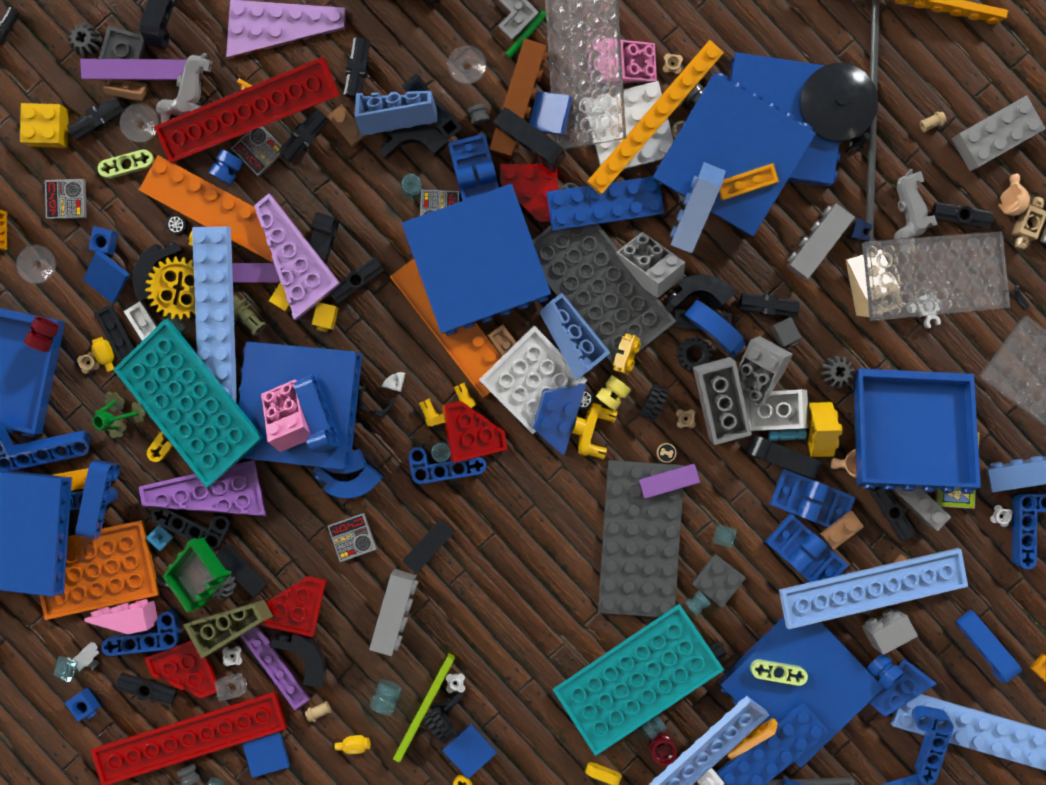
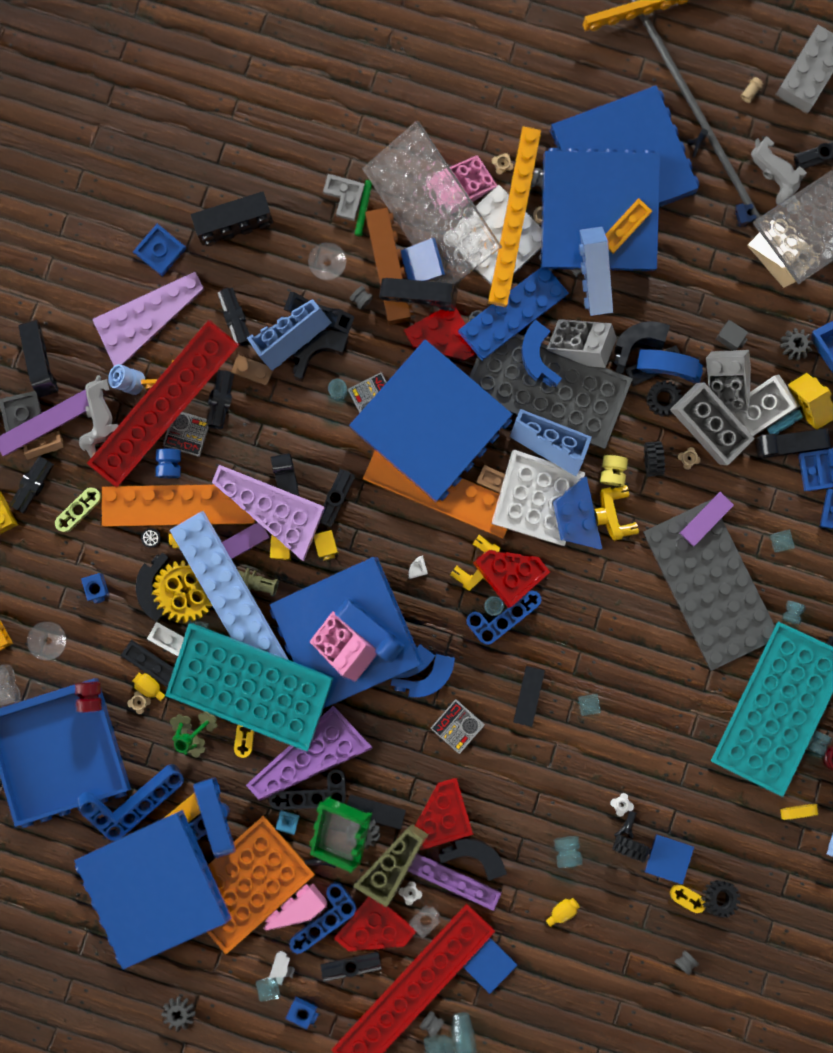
camera: 25 degrees left, 5 degrees down
(65, 199) = (41, 570): tile -> none
(106, 276) = (115, 617): blue tile -> none
(133, 116) = (62, 465): clear dish -> none
(228, 70) = (126, 379): none -> light blue wheel
(318, 711) = (514, 900): tan pin -> none
(382, 413) = (422, 602): black cap -> none
(392, 613) = (532, 770): light grey brick -> none
(424, 707) = (607, 842): lime tile -> none
(473, 166) = (382, 344): blue plate -> none
(476, 582) = (589, 704): none -> clear light blue plate
(587, 400) = (594, 490): black tile -> none
(601, 244) = (531, 358): none -> blue arch
(626, 362) = (609, 436): yellow hinge -> none
(666, 452) = (689, 497): tile -> none
(718, 580) = (799, 583): dark grey plate -> none
(769, 305) = (704, 320): black piece -> none
(820, 241) = (715, 243): light grey brick -> none
(838, 102) = (663, 117): black dish -> none

